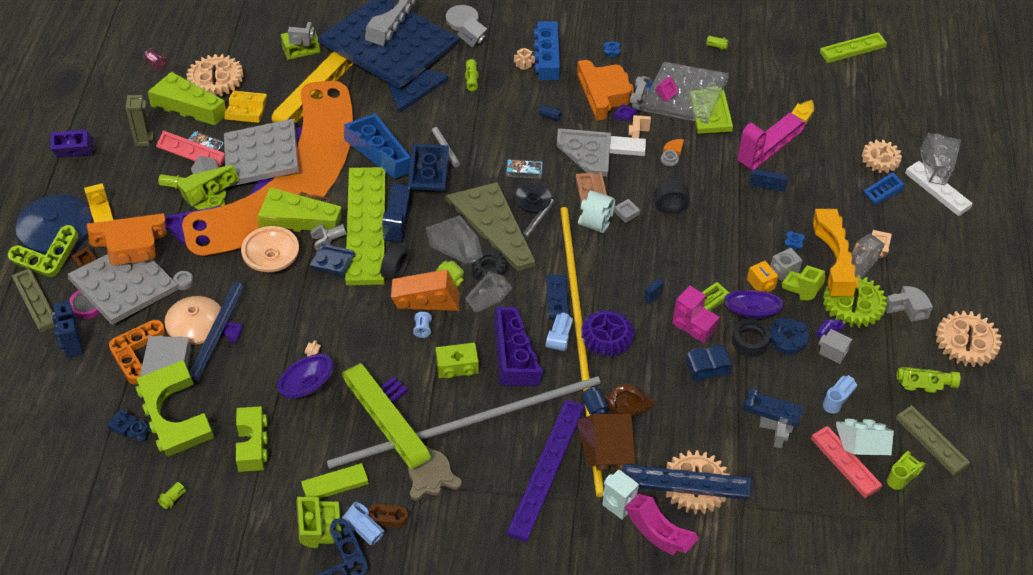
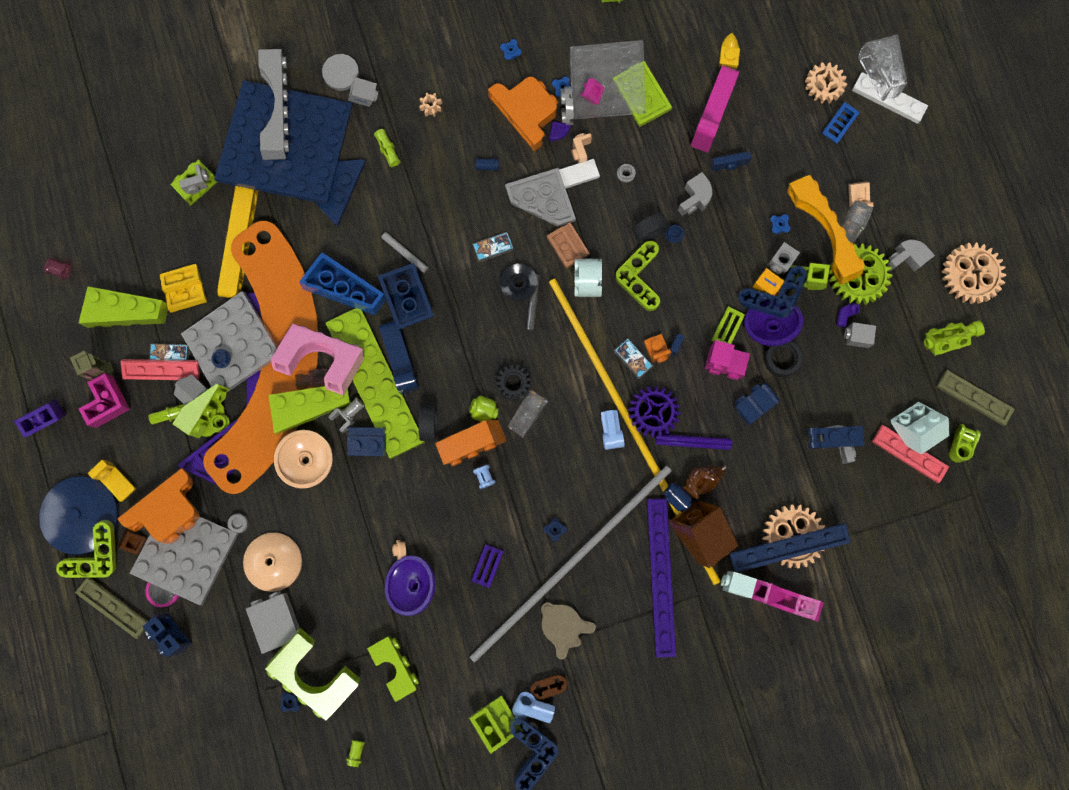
camera: 20 degrees left, 30 degrees up
(121, 422) = (270, 700): dark blue tile -> none
(127, 350) = (231, 624): orange beam -> none
(131, 154) = (108, 401): none -> dark pink brick
(215, 331) = (301, 570): dark blue axle -> none
(227, 74) = (116, 272): light nougat gear -> none
(233, 331) = (314, 559): dark purple tile -> none
(246, 152) = (221, 358): none -> dark blue plate
(335, 482) = (487, 675): lime tile -> none
(345, 187) = (302, 341): none -> bright pink arch
(386, 416) = (501, 594): lime beam -> none
(455, 240) = (472, 372): clear wedge -> none
(457, 360) = (523, 504): lime brick -> none
(465, 386) = (555, 524): none -> dark blue plate
(492, 218) = (486, 319): olive wing -> none
(514, 354) = (580, 471): dark purple wedge -> none
(548, 50) = (439, 56): blue brick -> none
(556, 295) = (589, 387): dark blue plate -> none
(608, 289) = (633, 358): none -> tile
(627, 210) = (612, 258): light grey plate -> none
(634, 290) = (657, 349): none -> orange bracket
(634, 372) = (691, 441): none -> dark purple axle
(640, 232) = (632, 272): none -> lime beam
(675, 145) = (624, 155): orange tile -> none
(692, 213) = (674, 234): none -> dark blue plate
(726, 194) = (700, 192): none -> light grey brick
(767, 290) = (781, 300): none -> dark blue beam
(795, 329) = (823, 345): dark blue plate -> none
(839, 394) = (882, 384): light blue piece -> none

